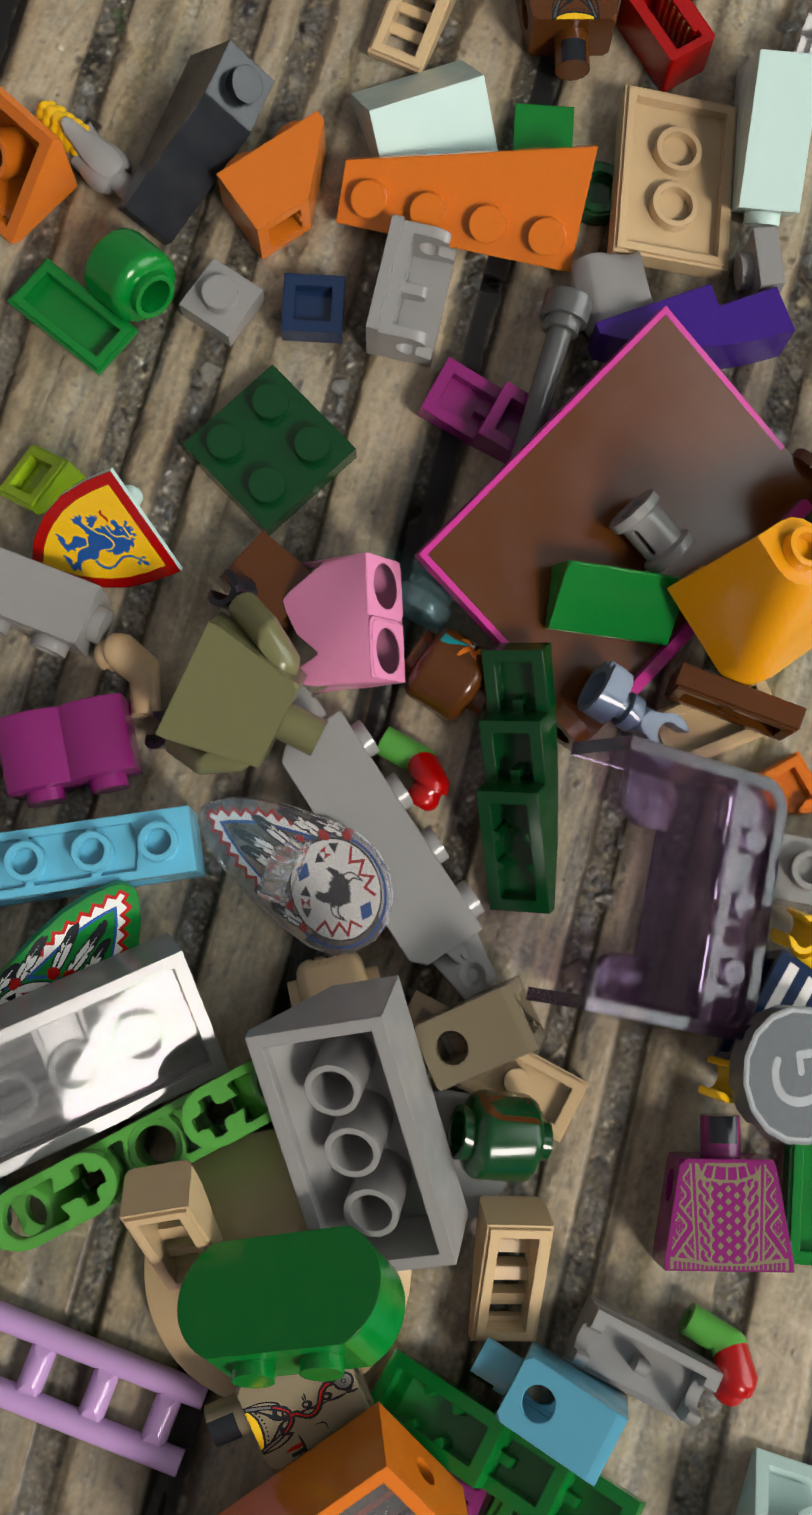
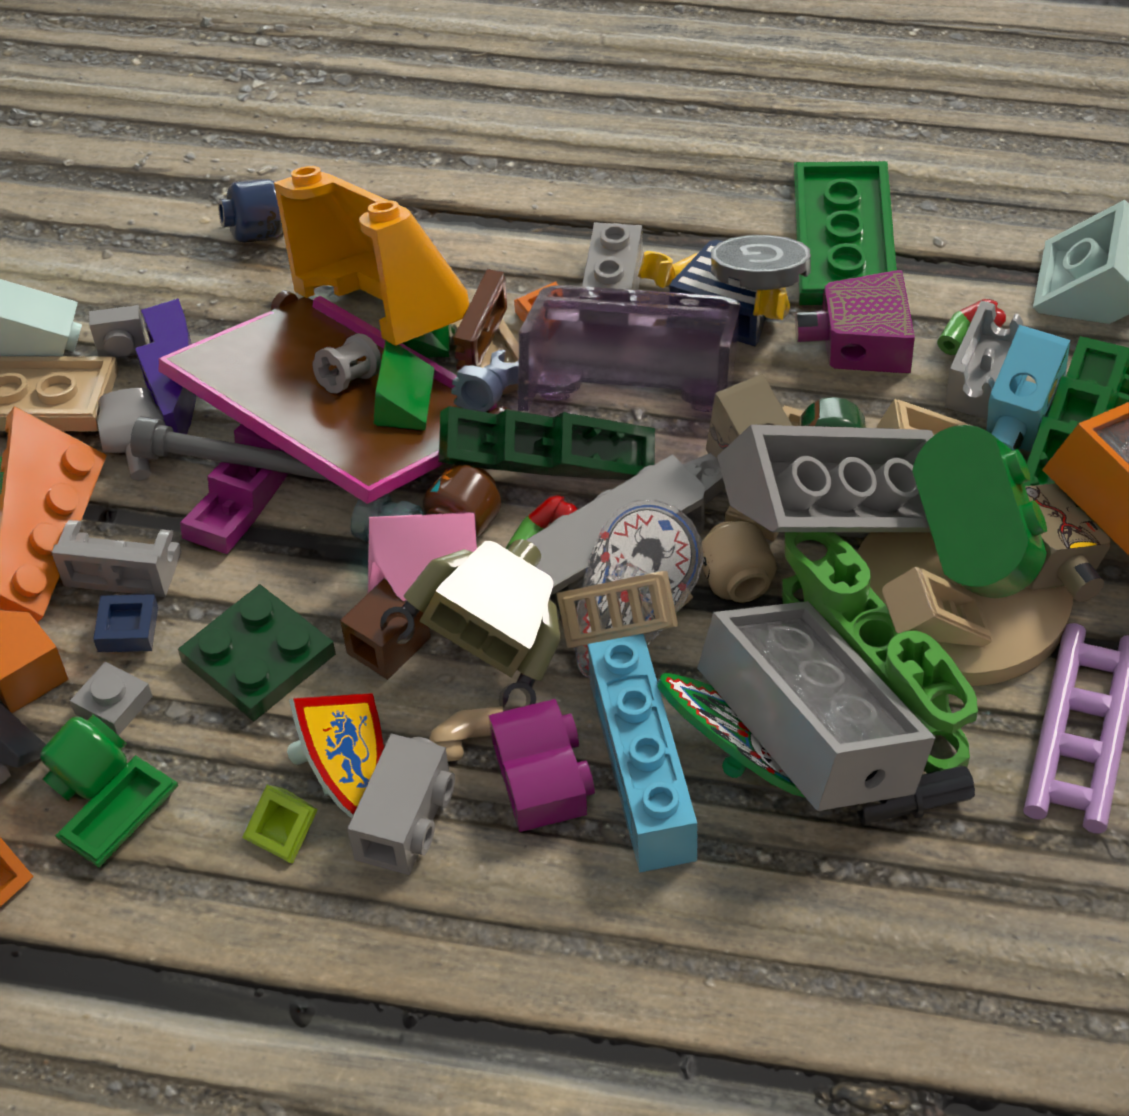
camera: 85 degrees left, 30 degrees down
(232, 864) = (661, 600): none -> tan slope

